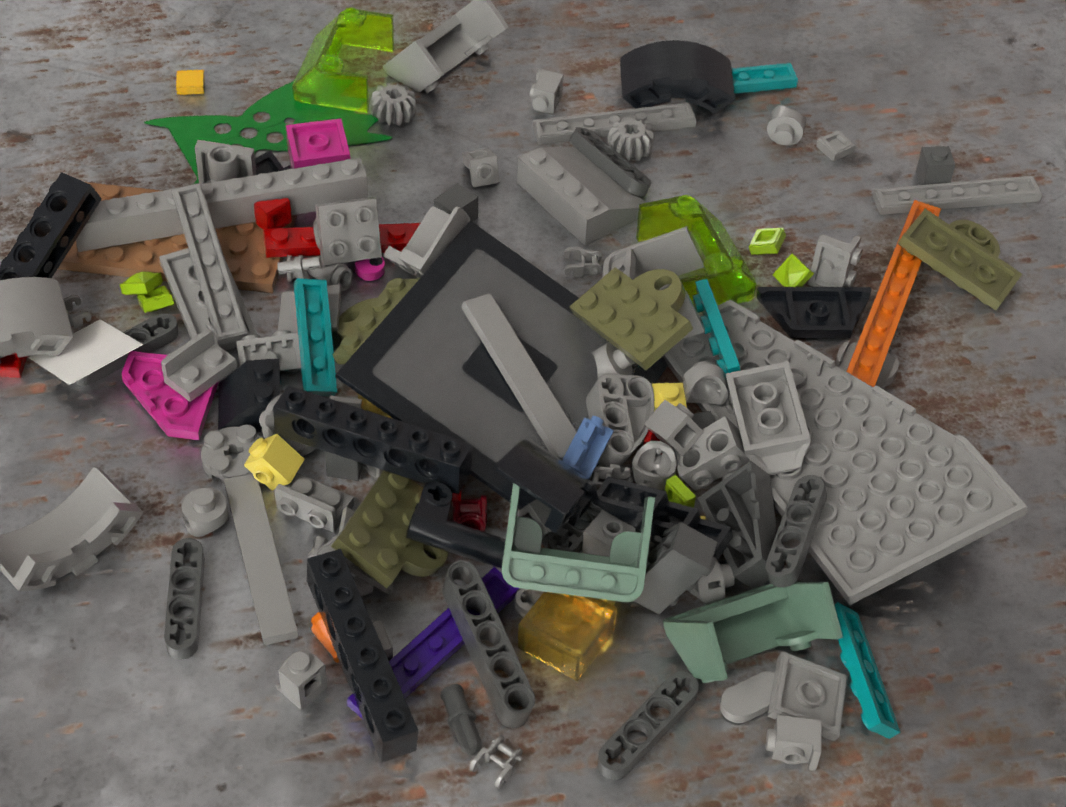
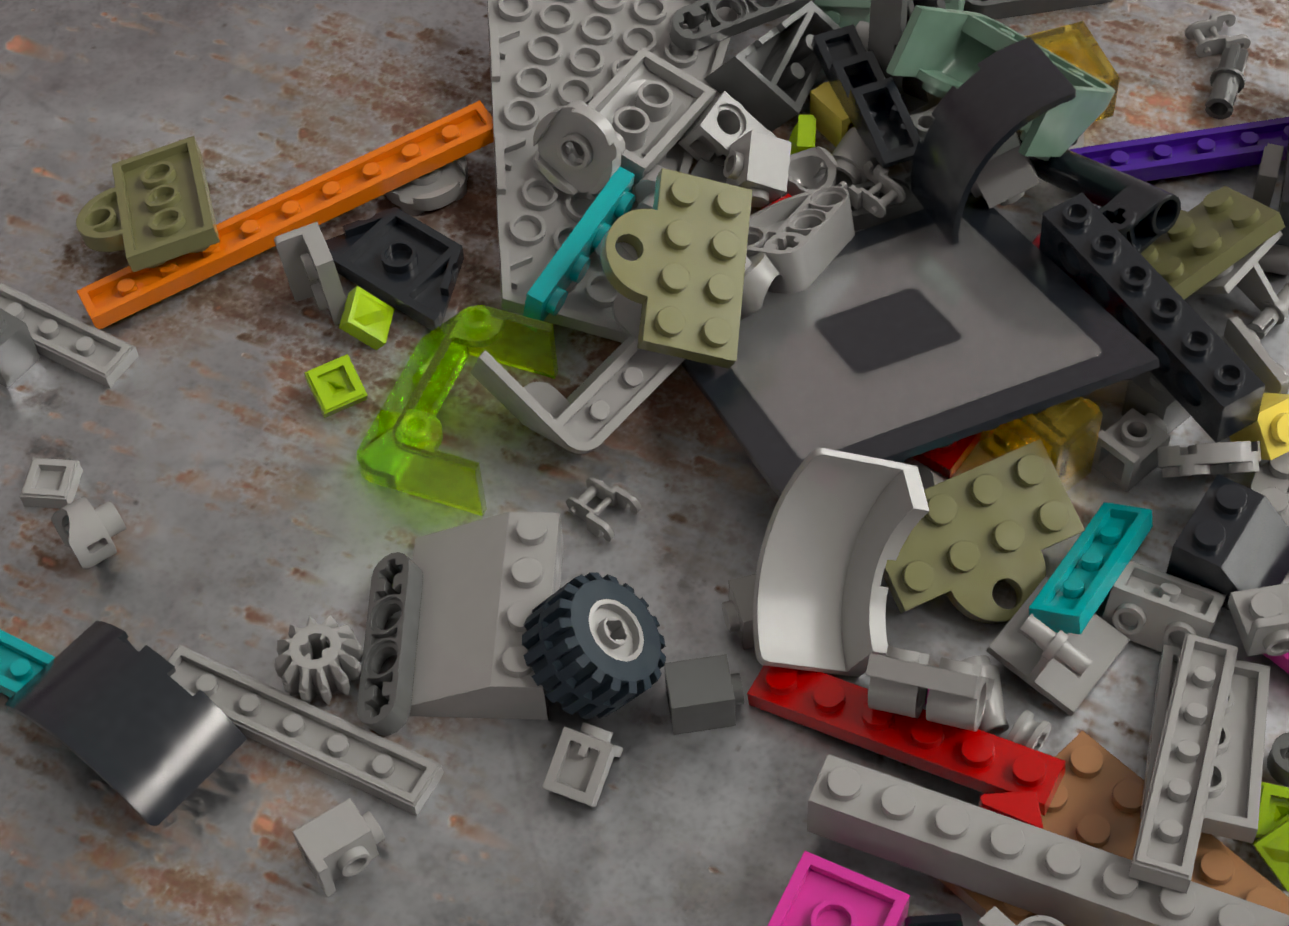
camera: 135 degrees left, 5 degrees up
(485, 658) = (1157, 102): dark grey beam -> none
(511, 178) = (593, 646): none -> black wheel
(520, 373) = (882, 313): light grey tile -> none
(588, 446) = (874, 203): medium blue hinge -> none
(769, 352) = (593, 133): none -> light grey plate

